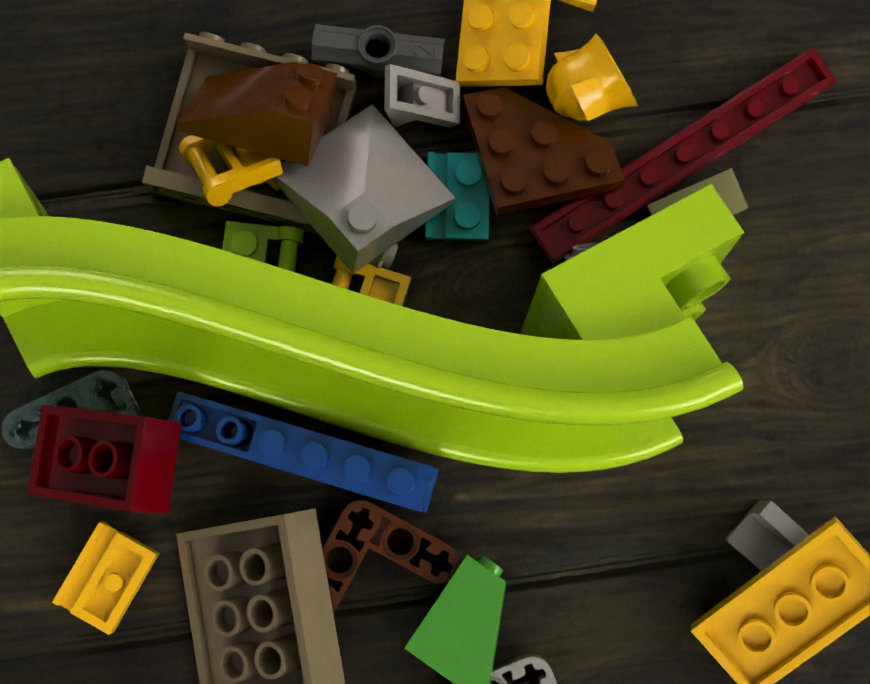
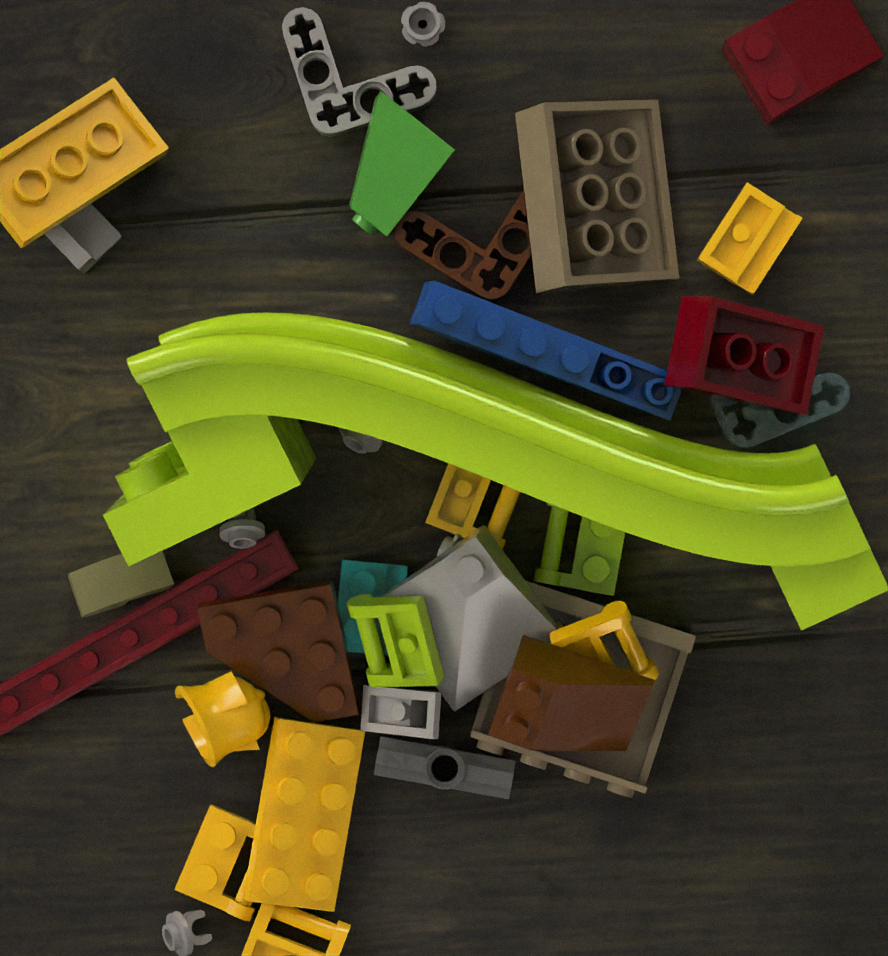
camera: 165 degrees left, 5 degrees up
(420, 161) = (407, 640): none -> lime plate

